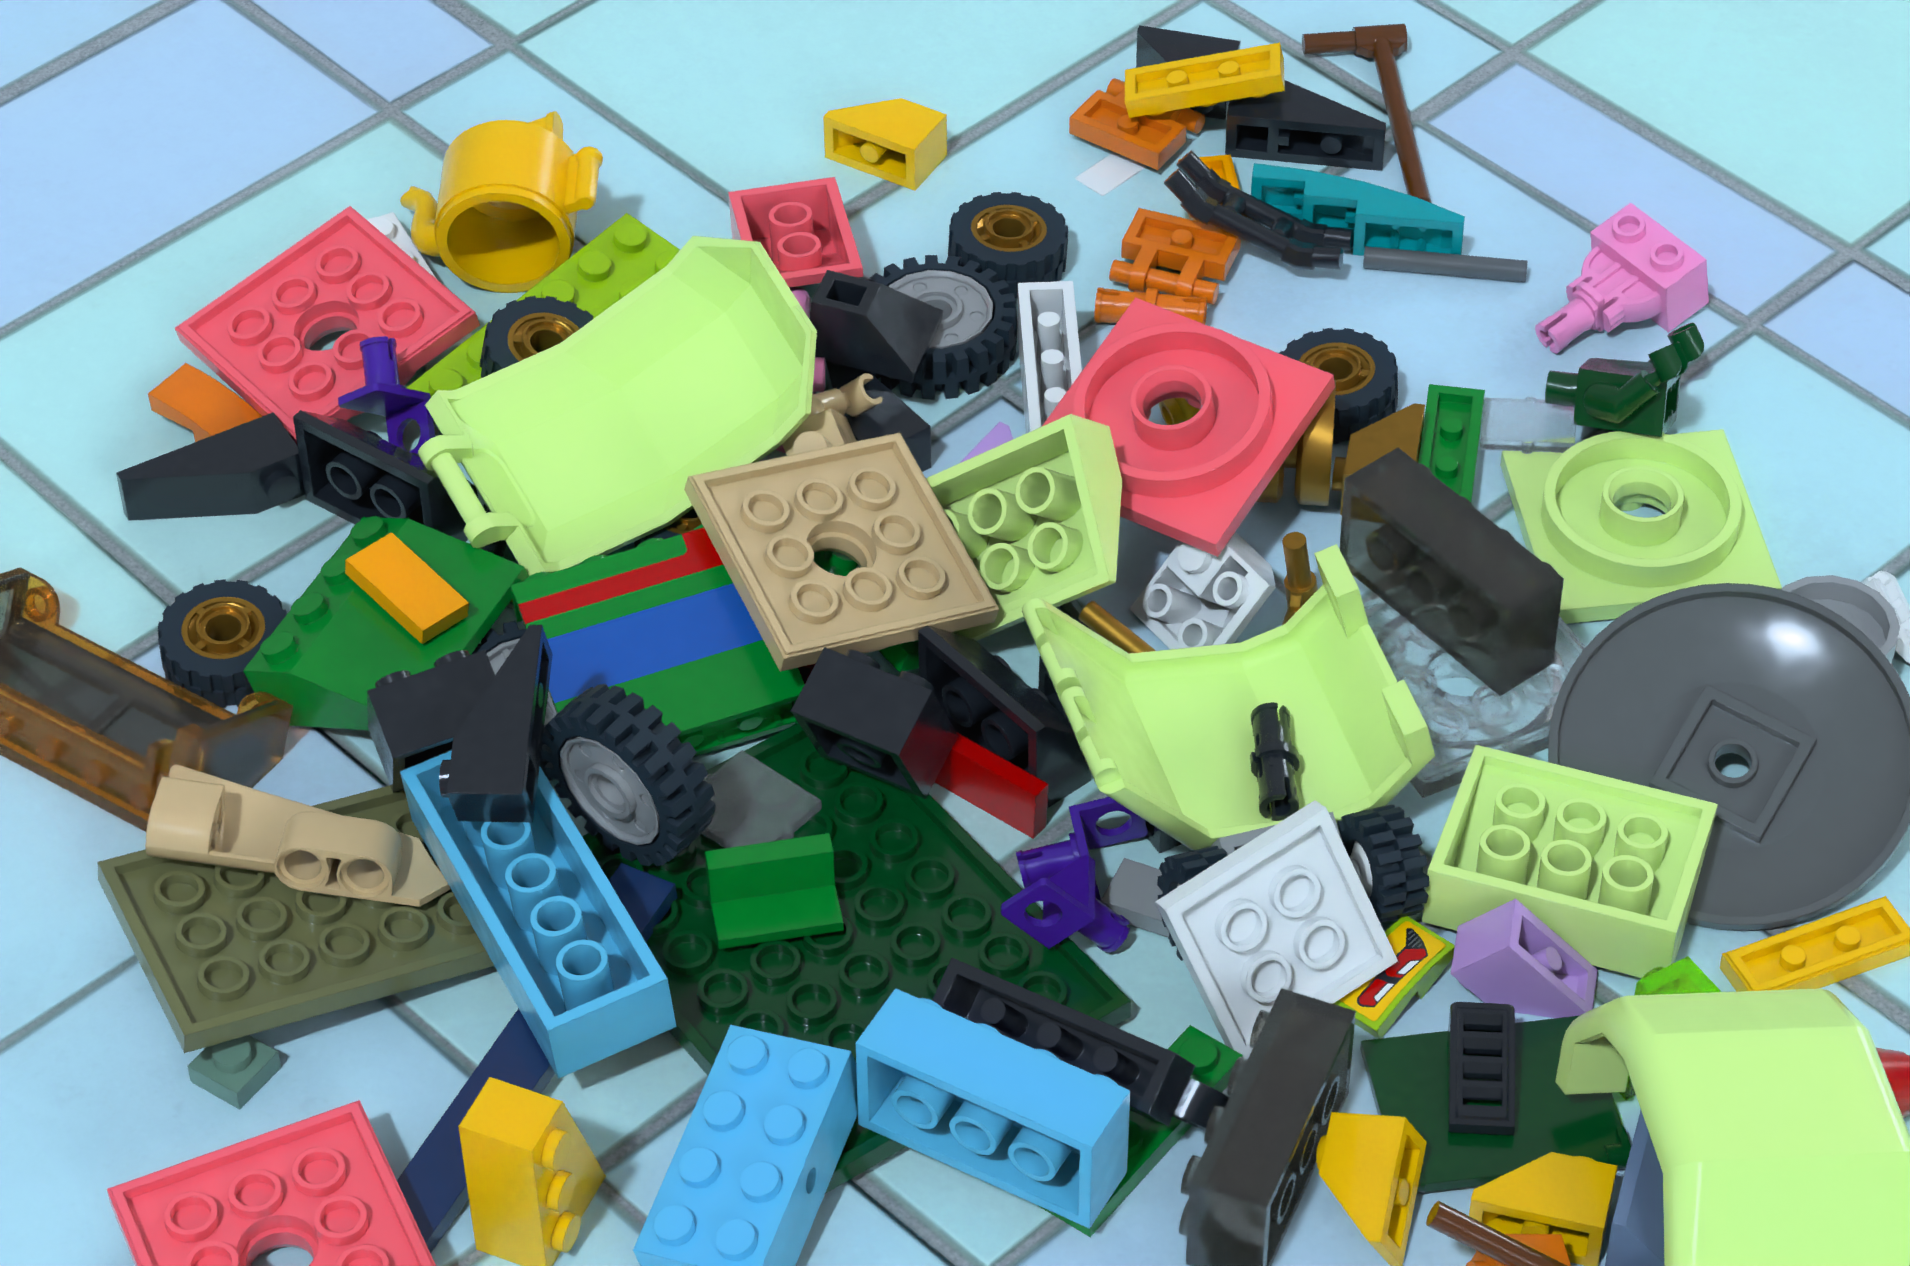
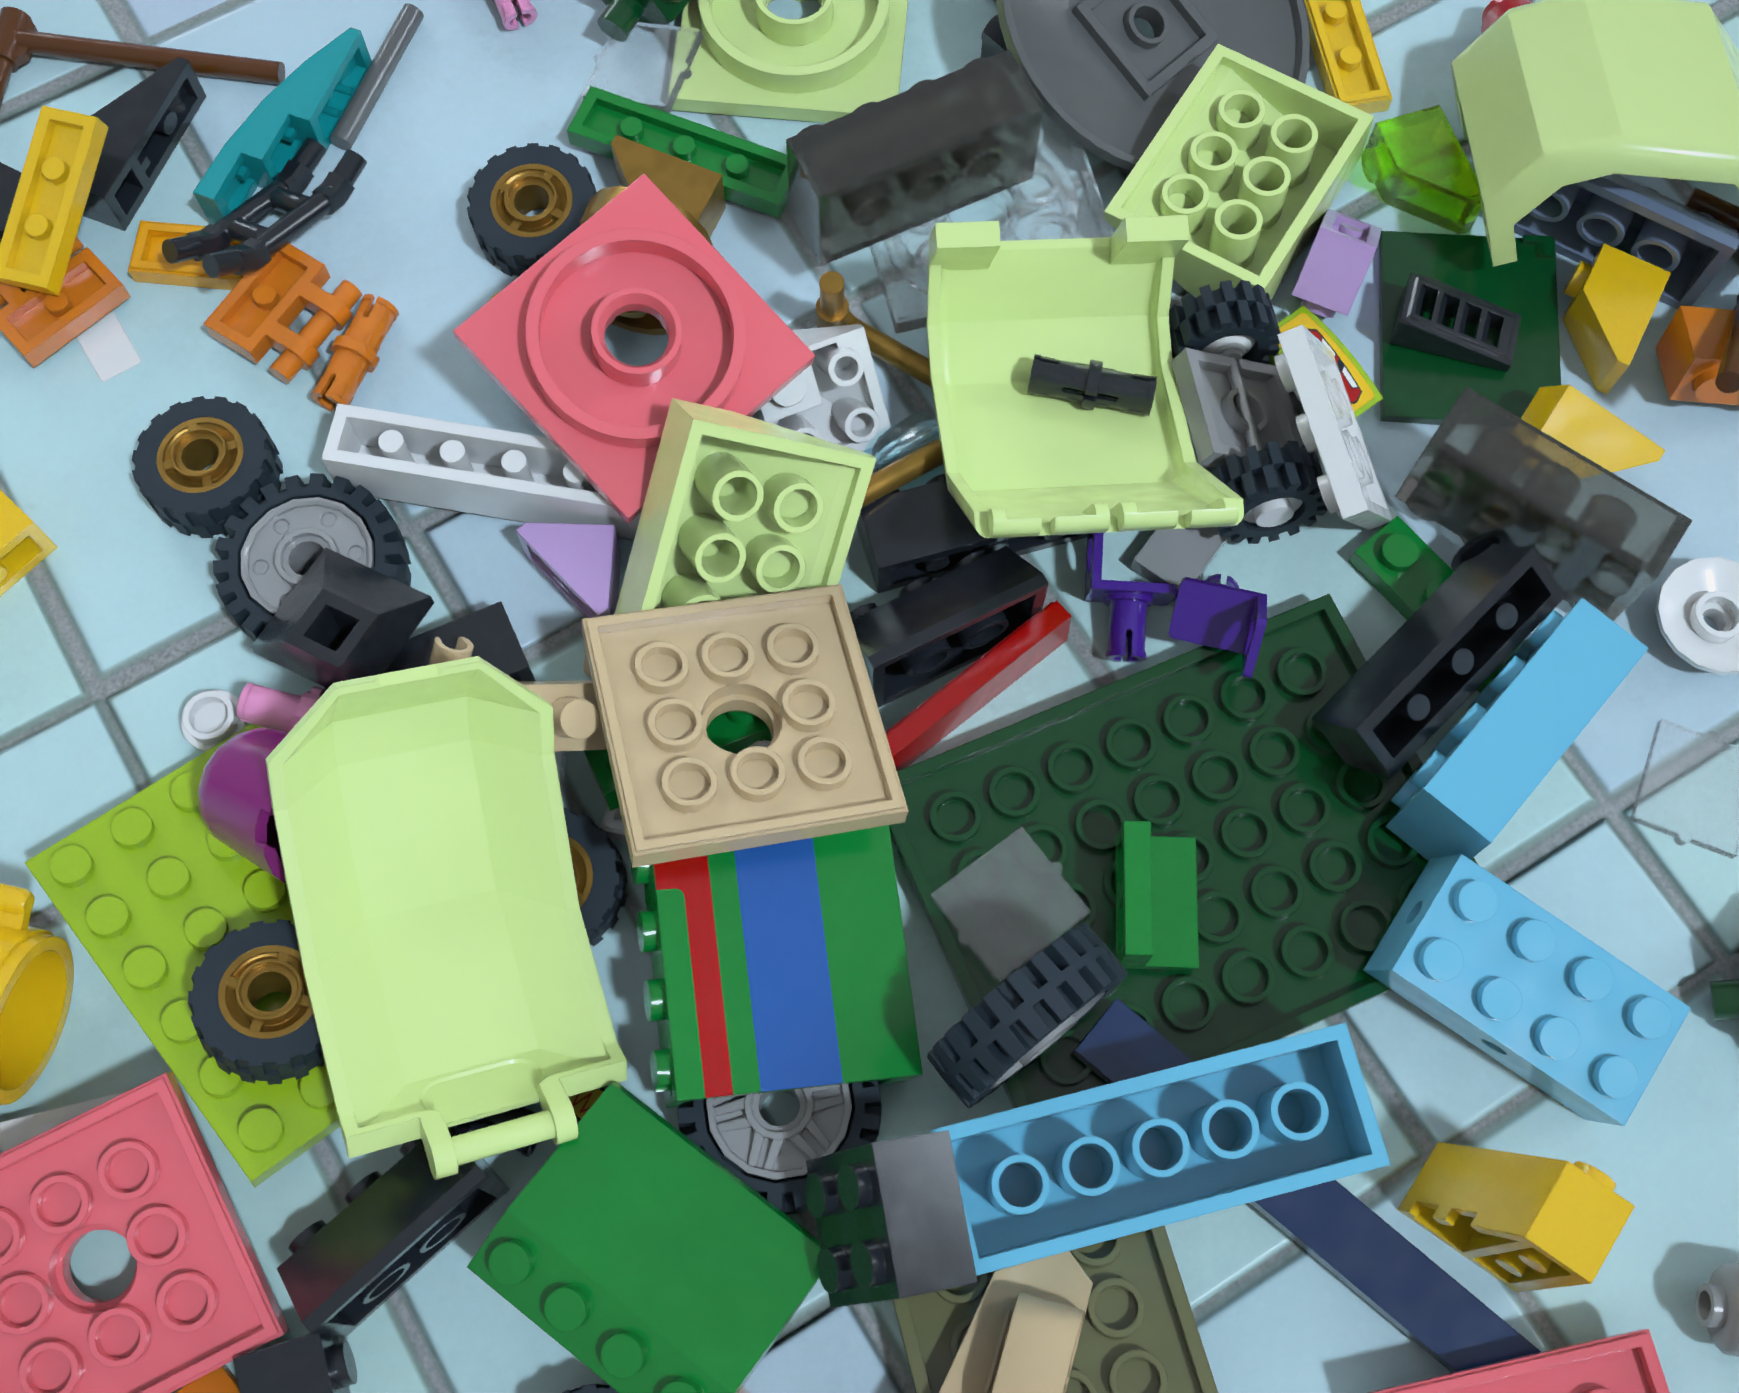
camera: 80 degrees left, 25 degrees up
(386, 396) = (267, 1208): dark purple bracket -> none
(406, 588) = (636, 1228): light orange tile -> none
(501, 739) = (1013, 1147): black slope -> none
(799, 228) = (150, 681): coral slope -> none
(875, 720) = (986, 740): black brick -> none

